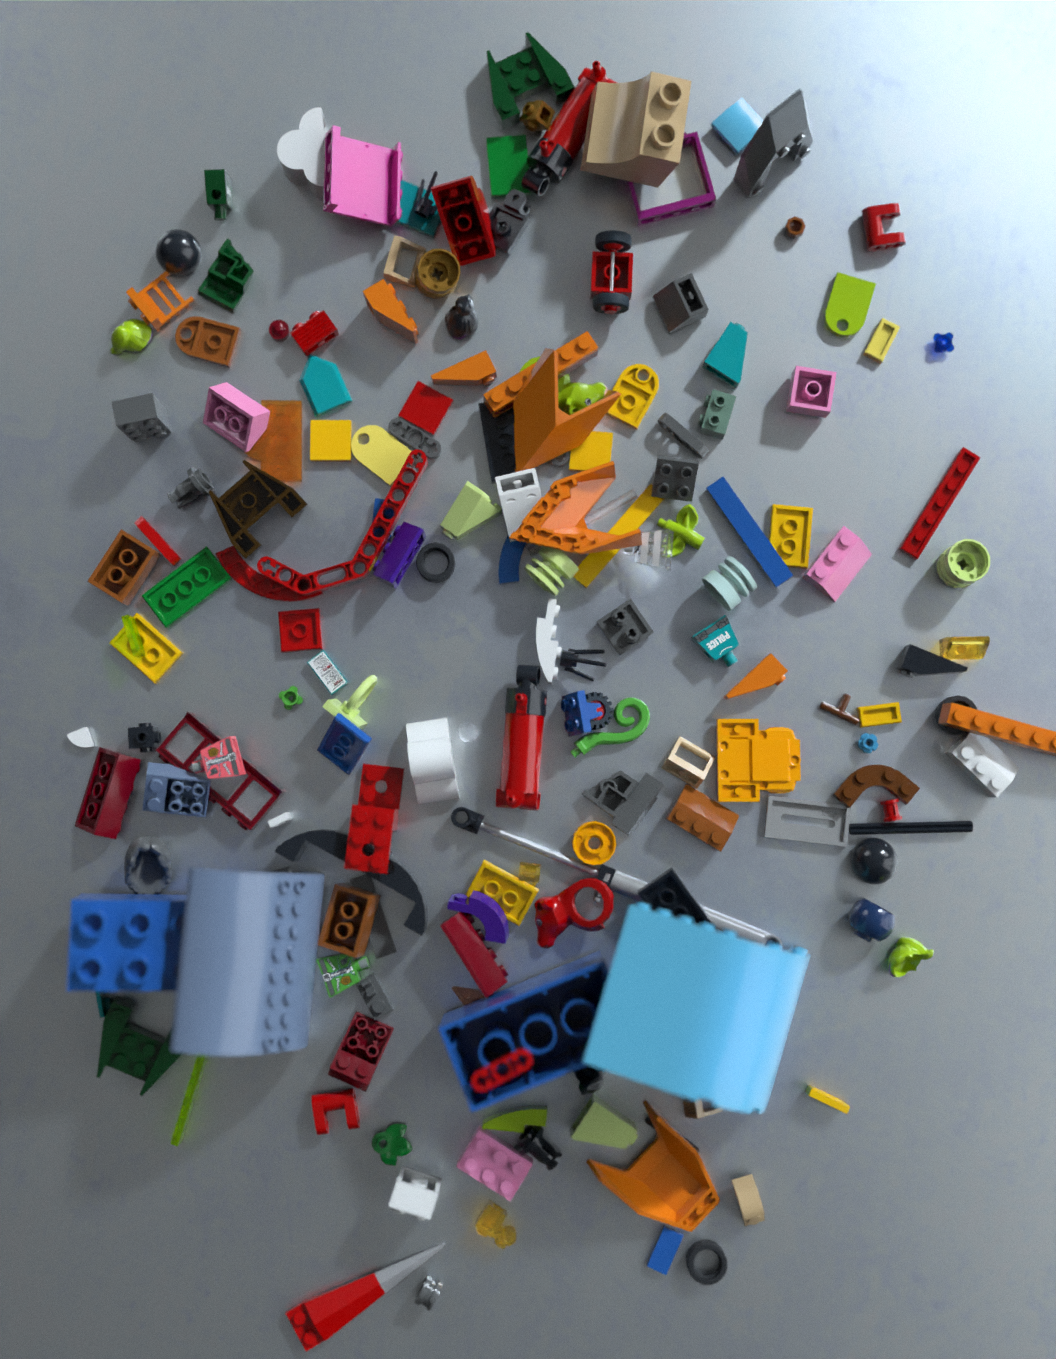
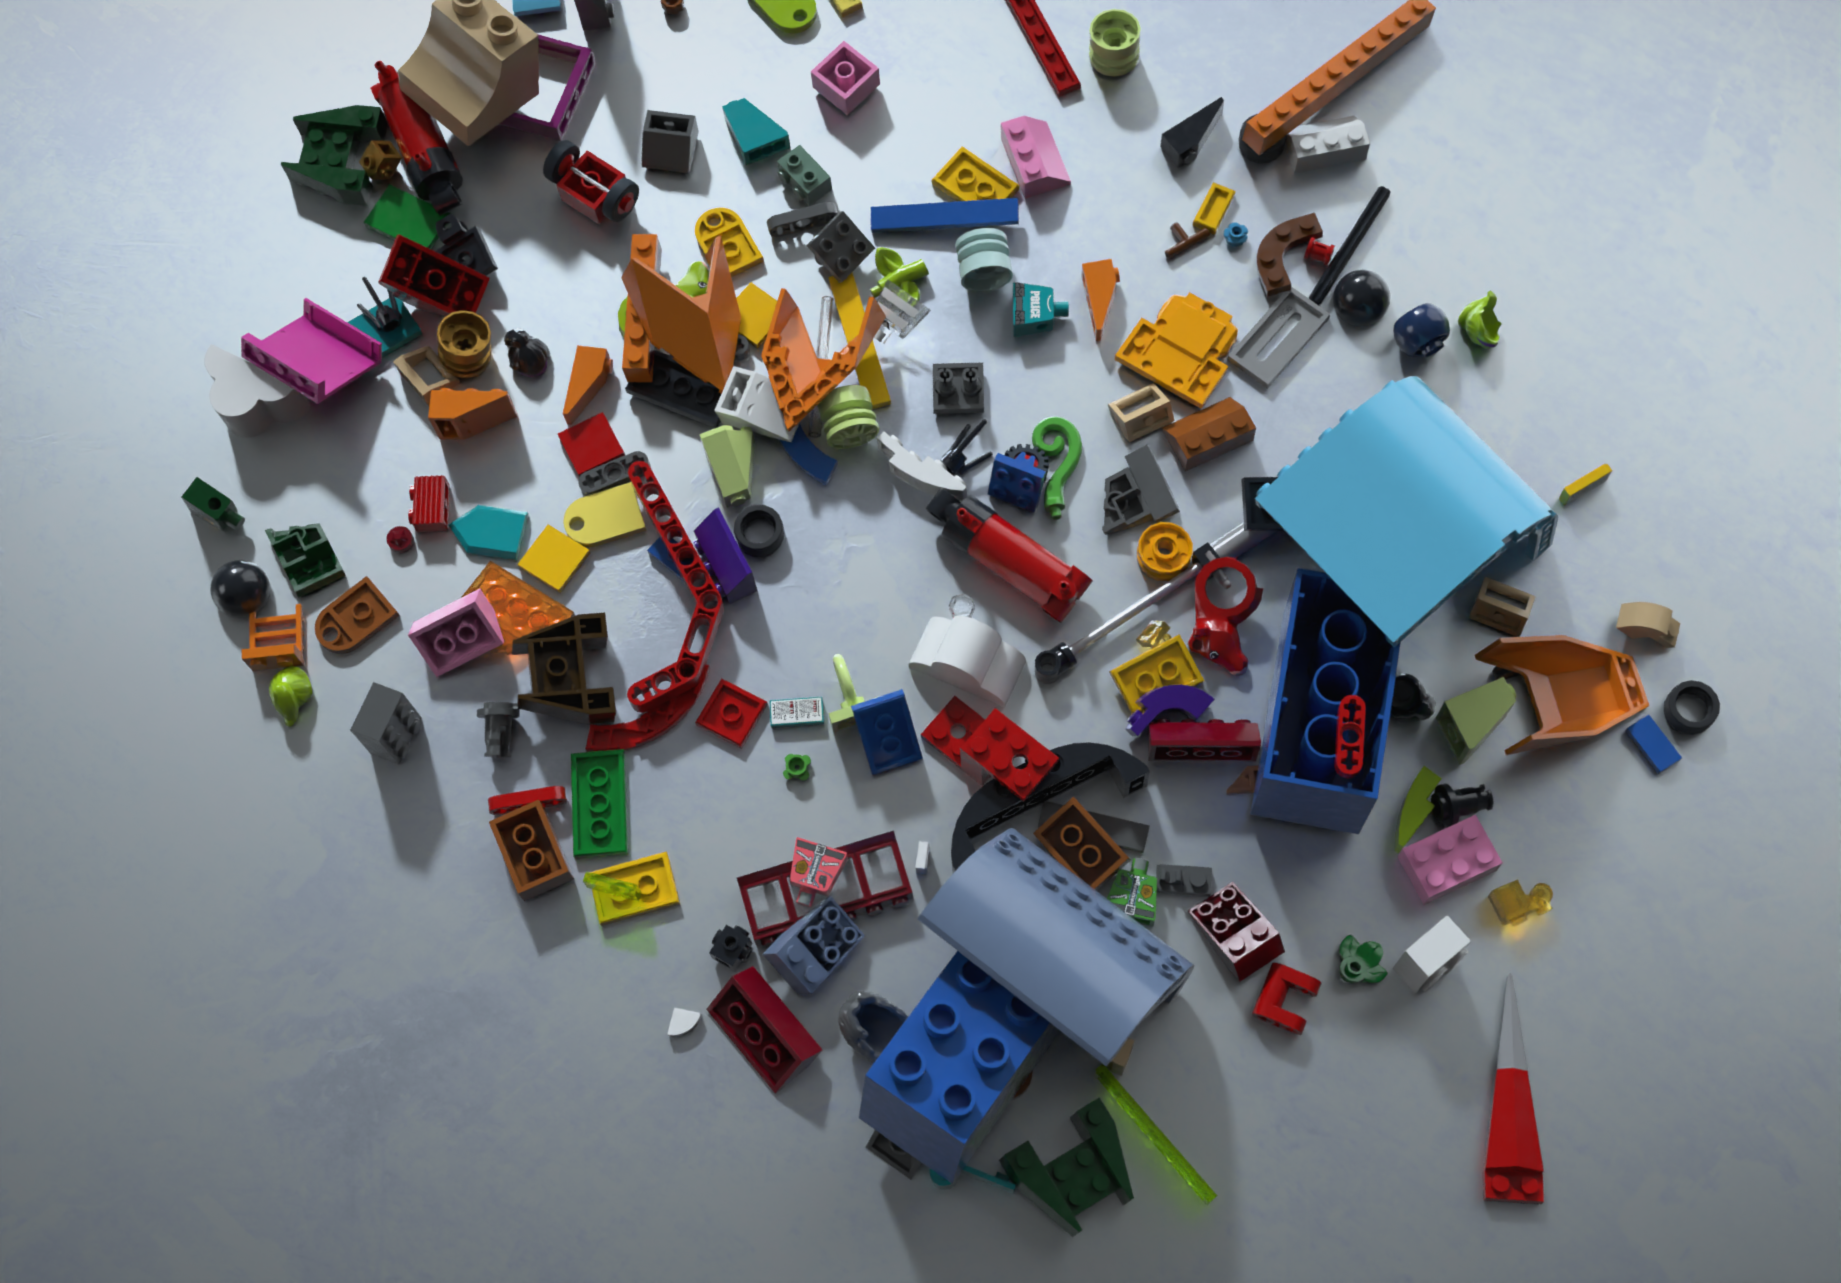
camera: 50 degrees left, 15 degrees down
(428, 1292) = (1554, 1019): dark grey wheel -> none
(964, 647) = (1198, 90): clear yellow tile -> none

